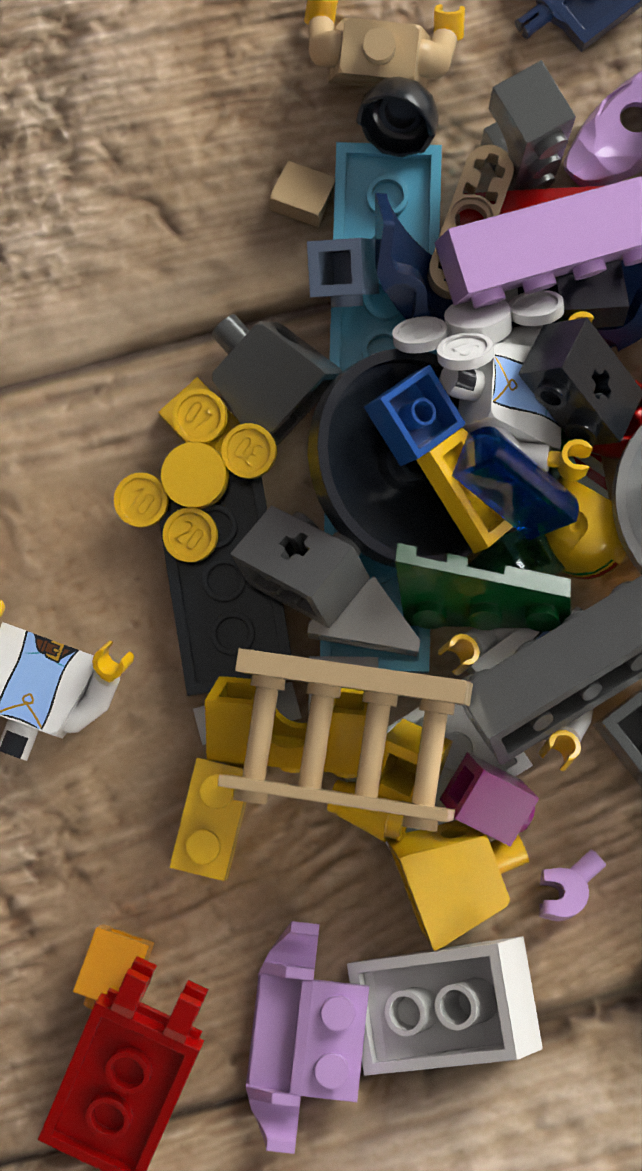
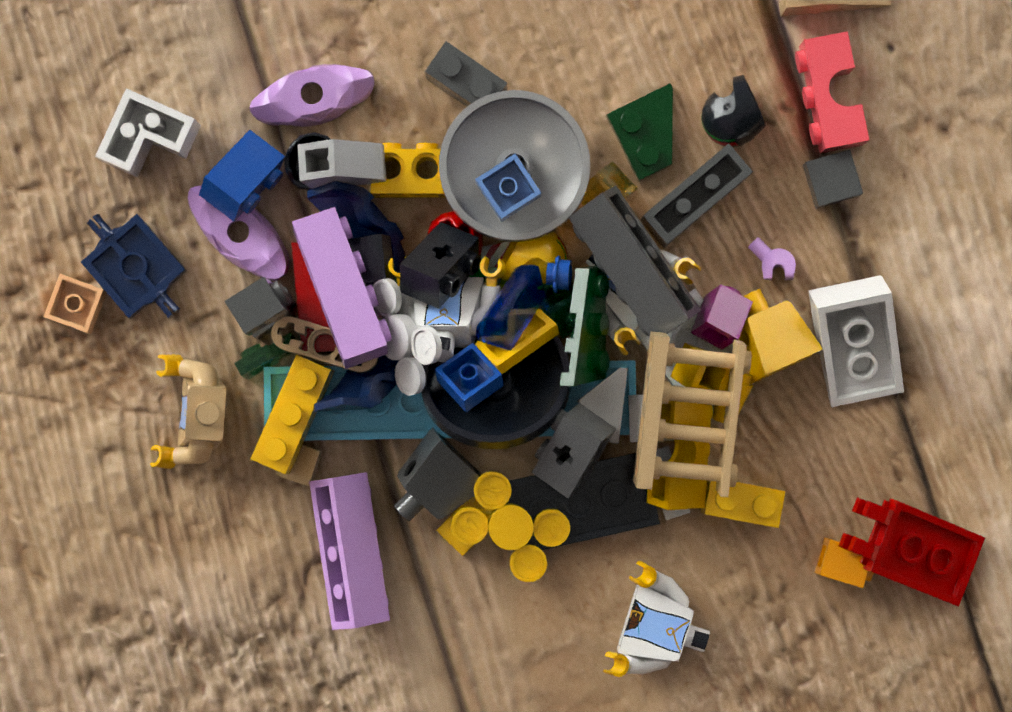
camera: 95 degrees left, 5 degrees up
(173, 251) = (349, 551): none -> lavender brick
(302, 1037) = (882, 434): lavender plate -> none
(342, 270) = (364, 431): sand blue brick -> none
(359, 164) = (292, 415): none -> yellow brick
(398, 117) = (250, 397): black hair -> none
(457, 143) = (258, 357): none -> clear green plate
(562, 557) = (559, 274): none -> blue plate

